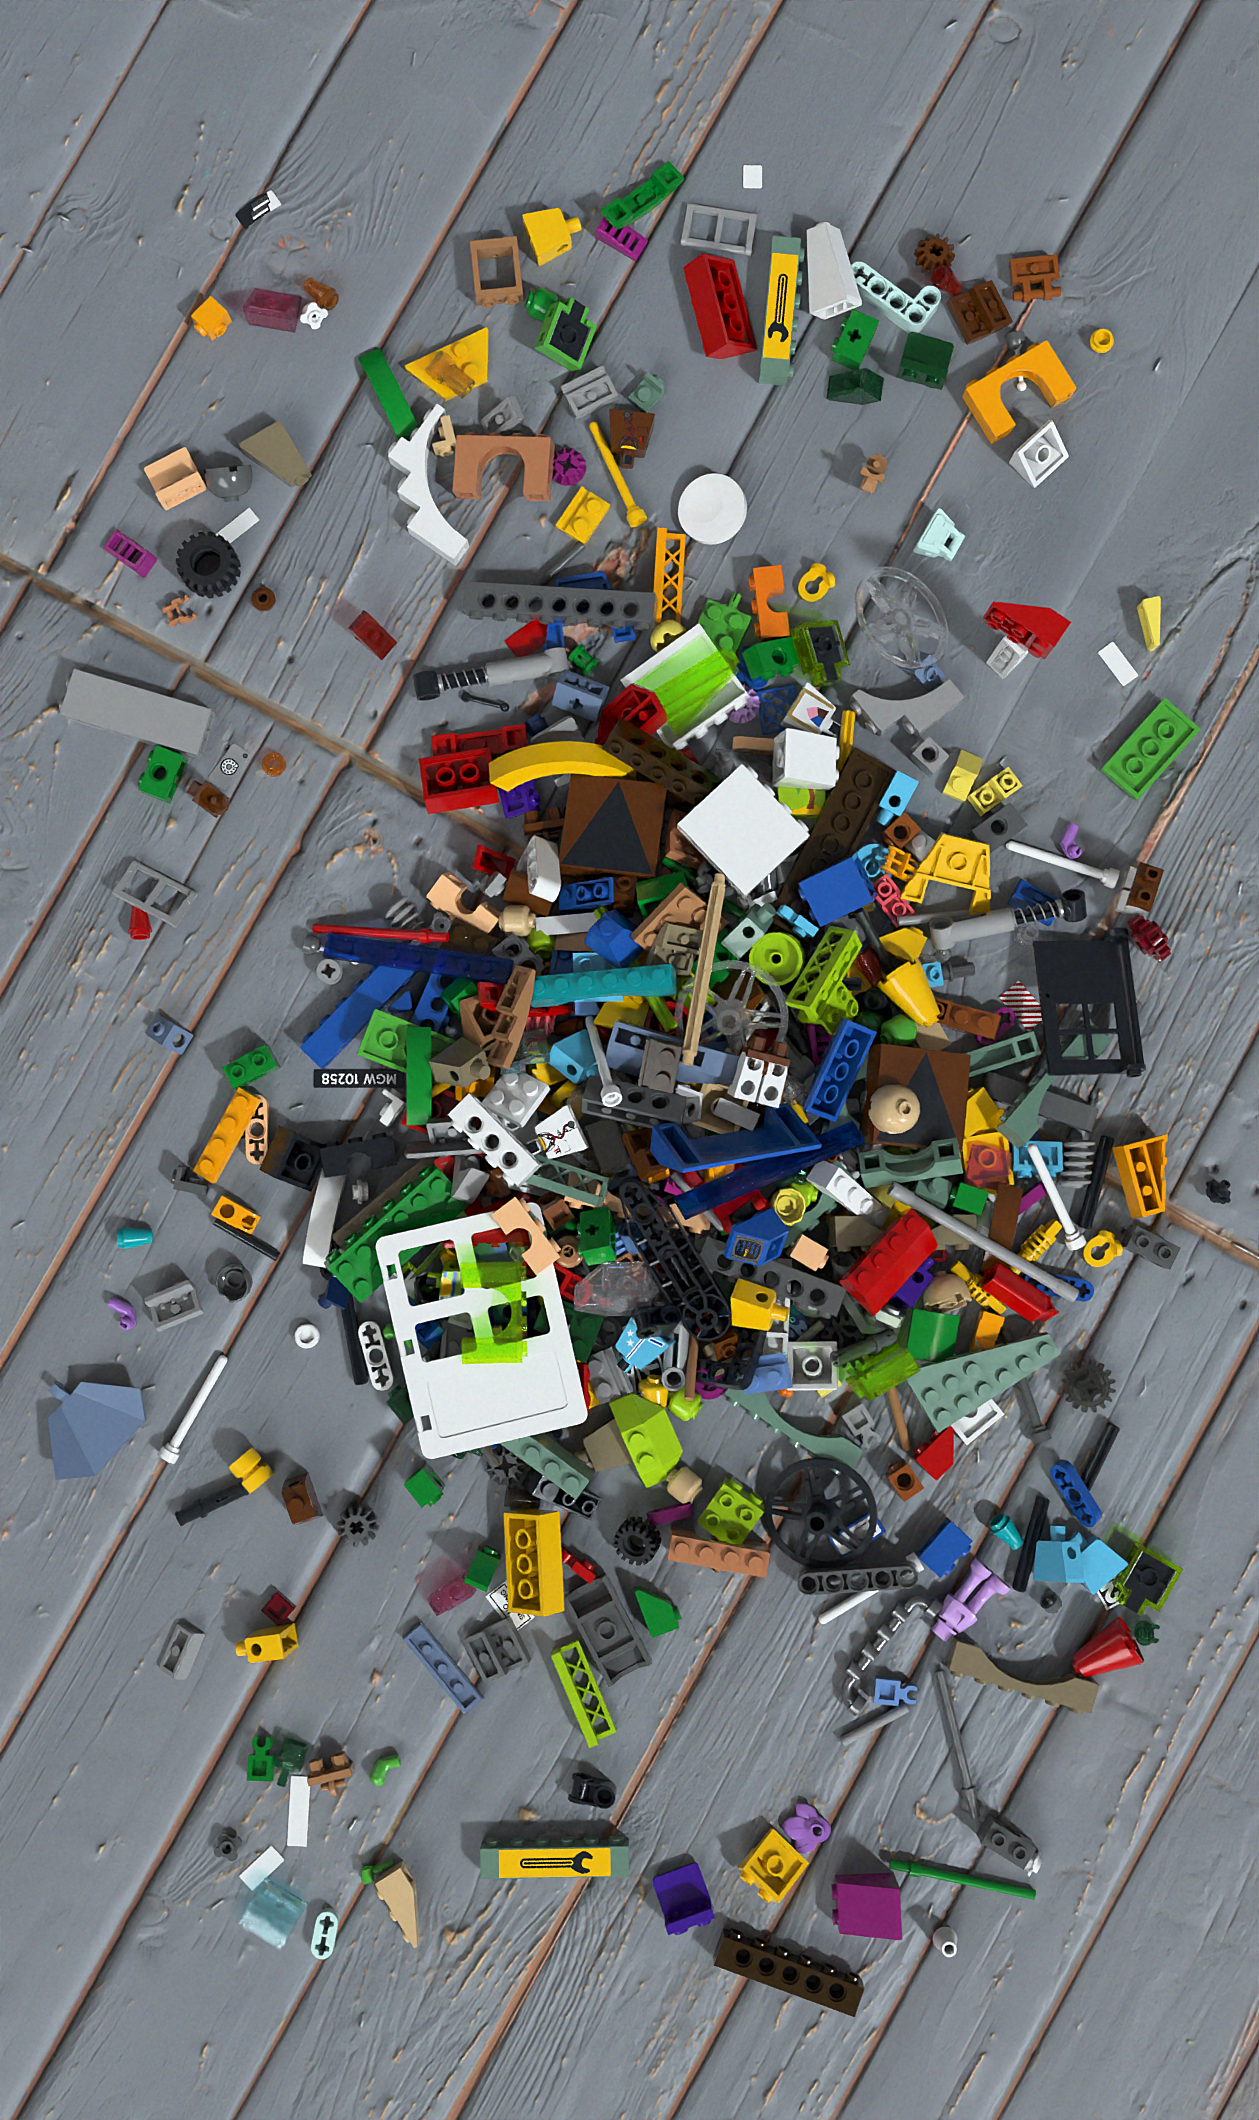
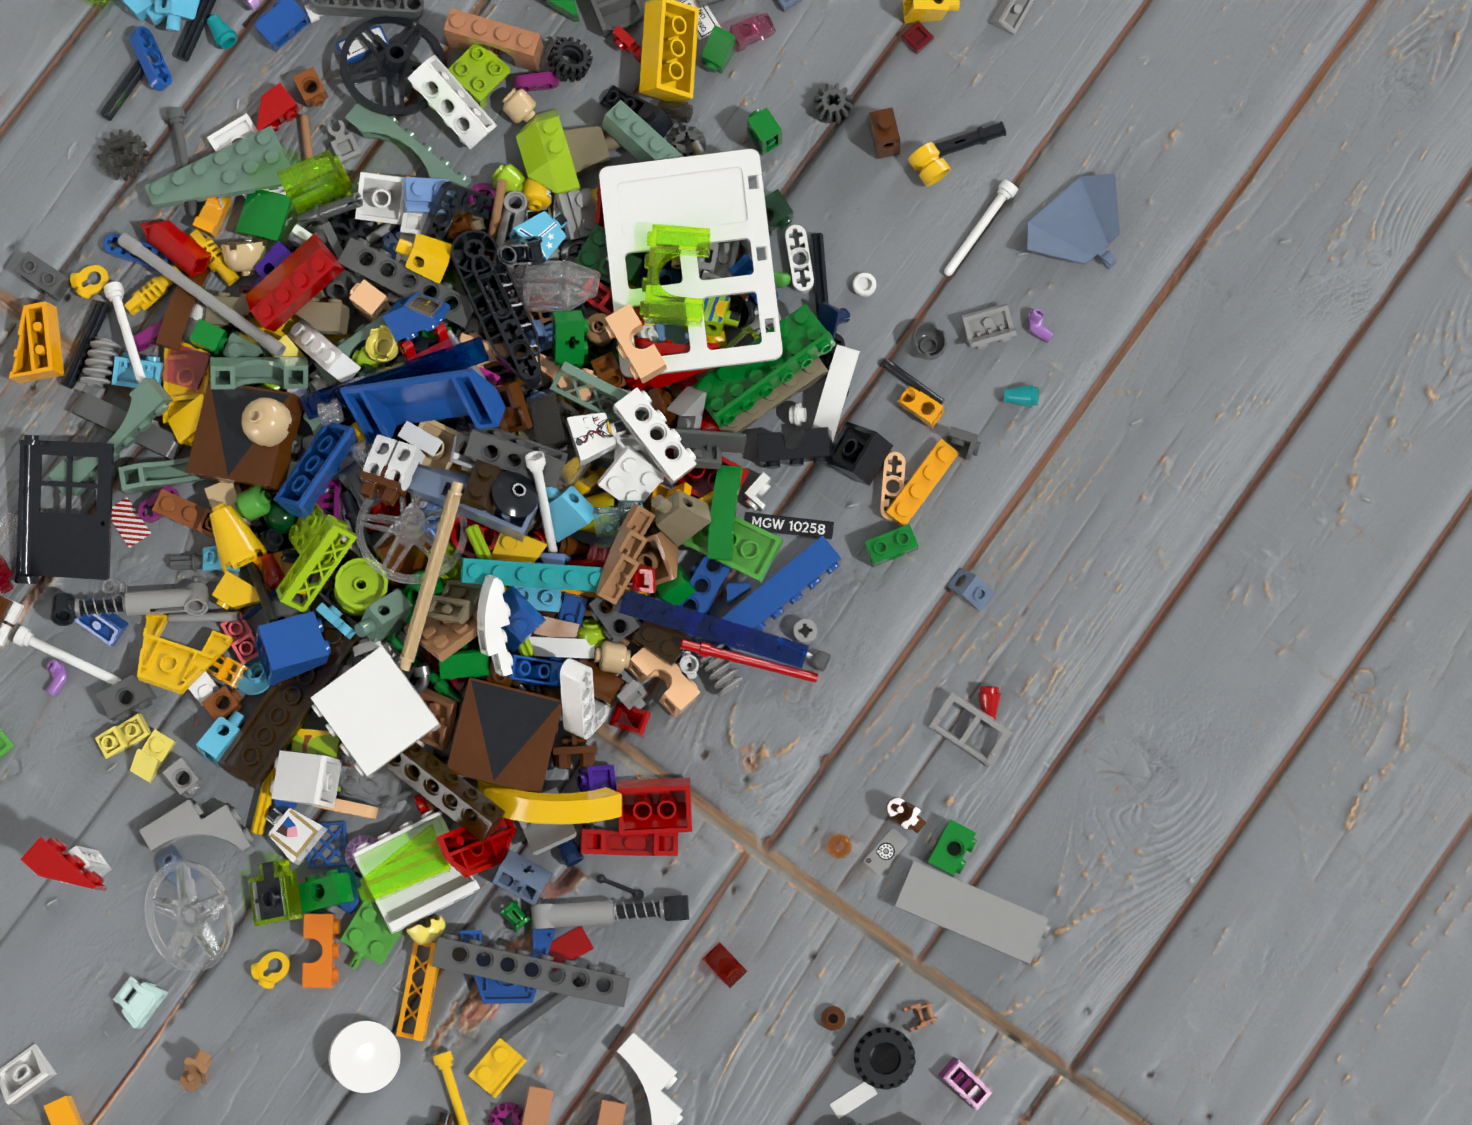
camera: 170 degrees left, 5 degrees down
(636, 925) = (491, 616): none -> white slope
(636, 1054) = (508, 500): none -> black dish
(756, 1490) = (450, 89): none -> white brick
(830, 1126) = (330, 412): none -> clear wheel

